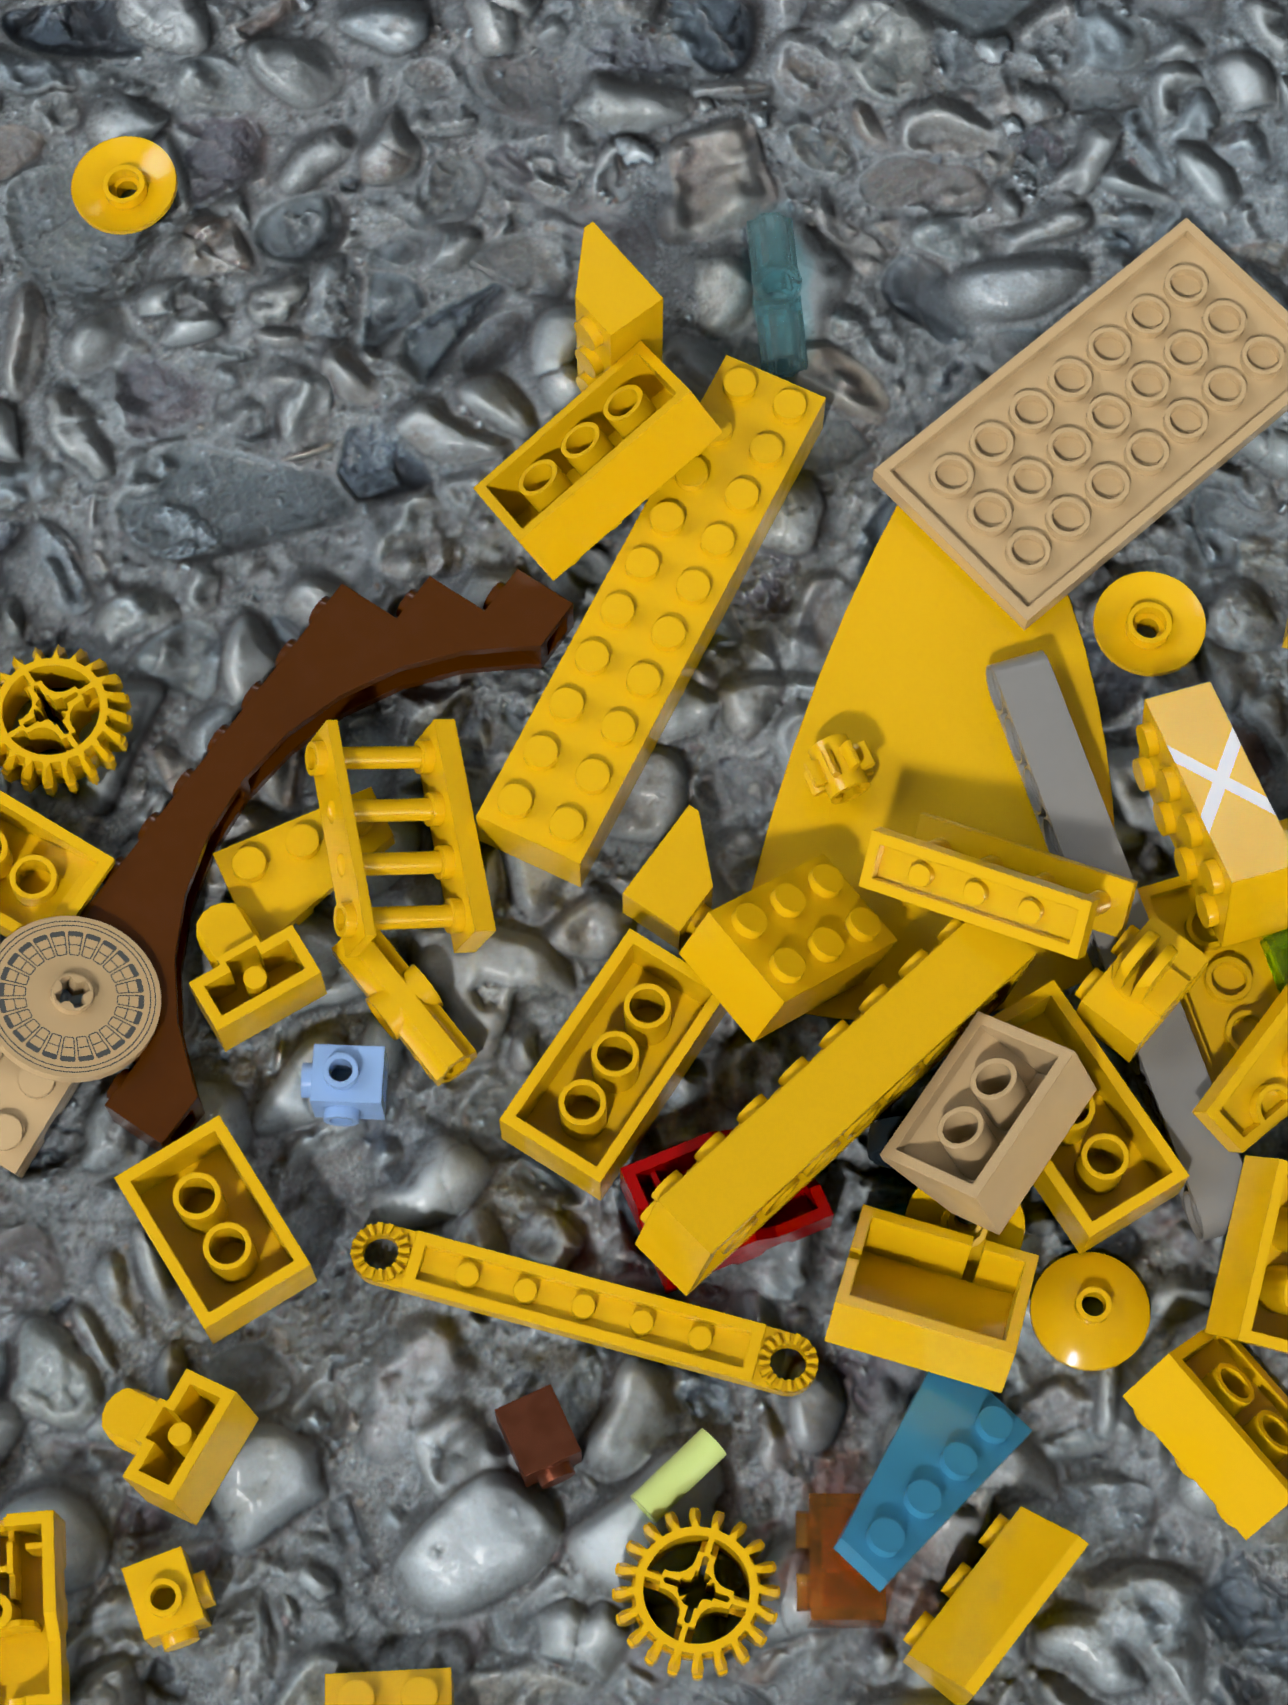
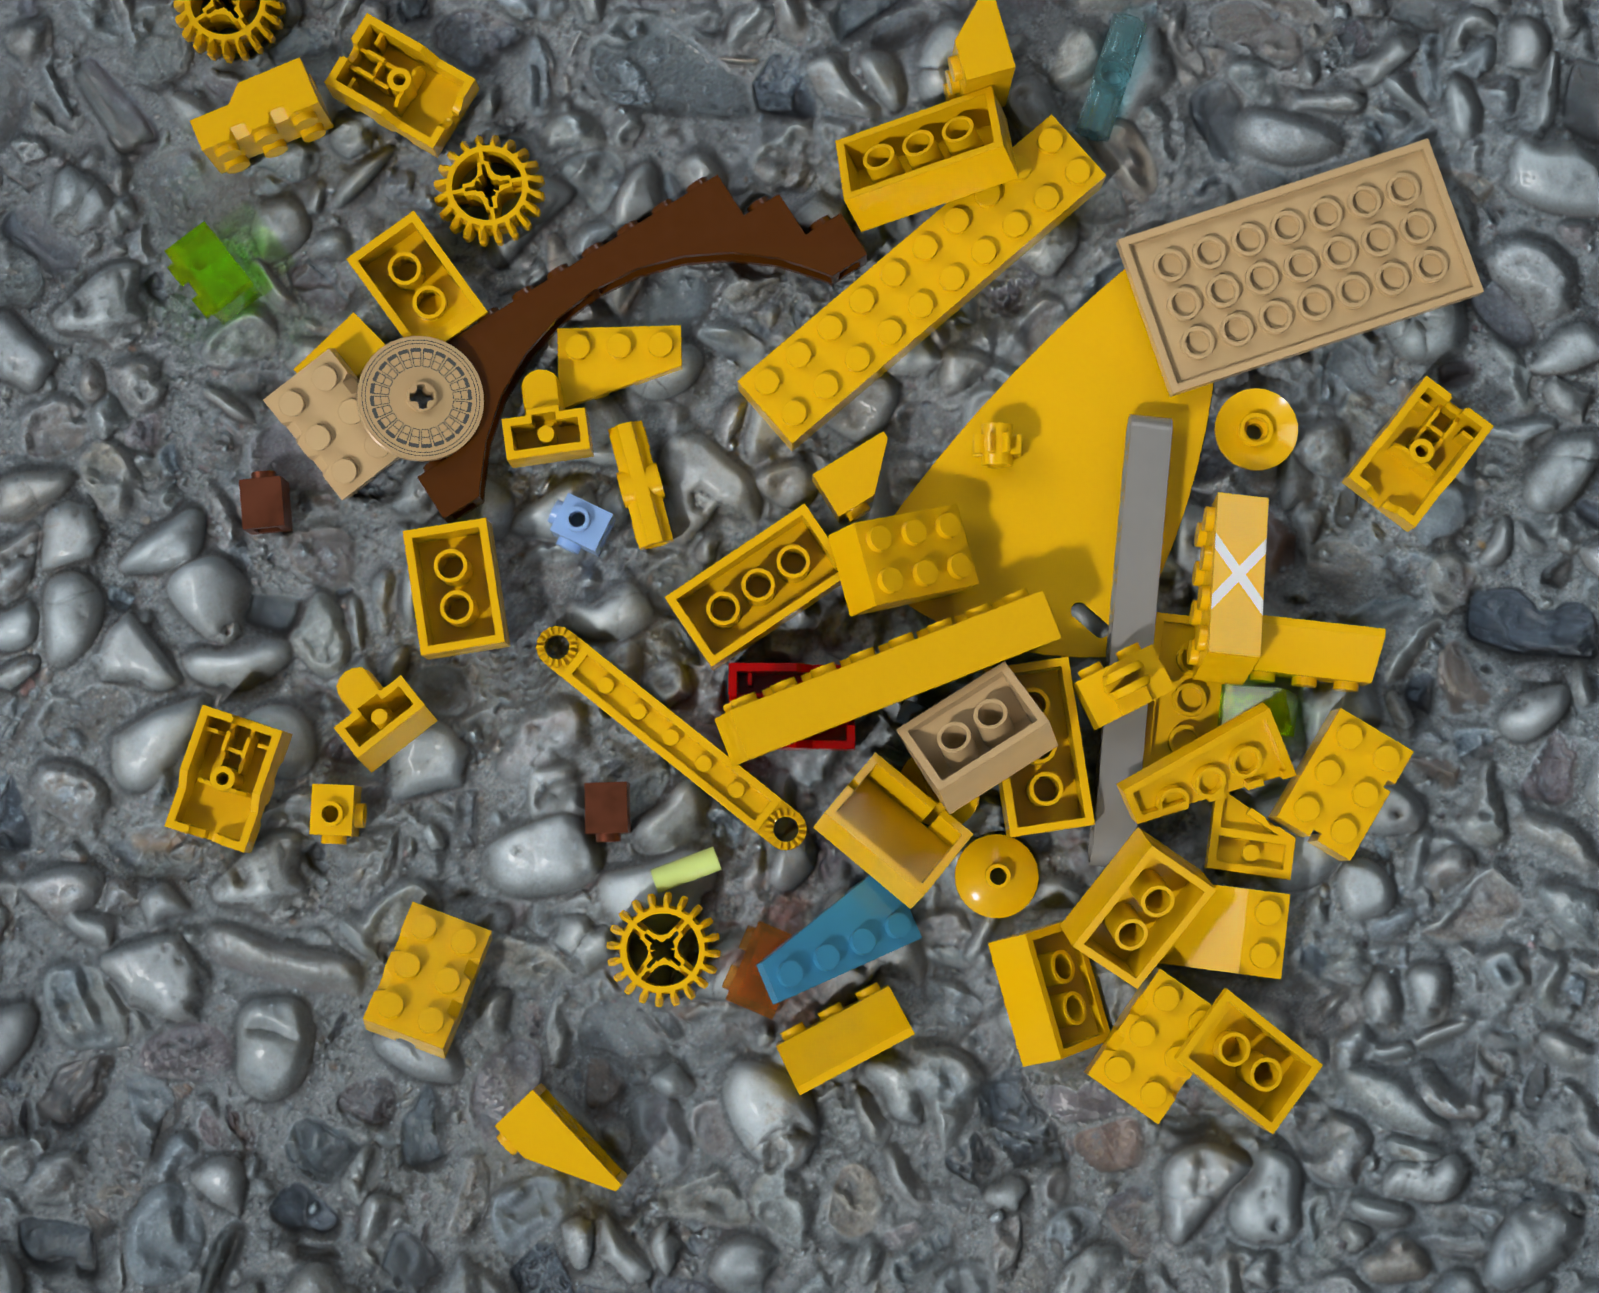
camera: 25 degrees right, 15 degrees up
(444, 809) = (720, 362): yellow fence -> none
(998, 884) = (1059, 579): yellow fence -> none

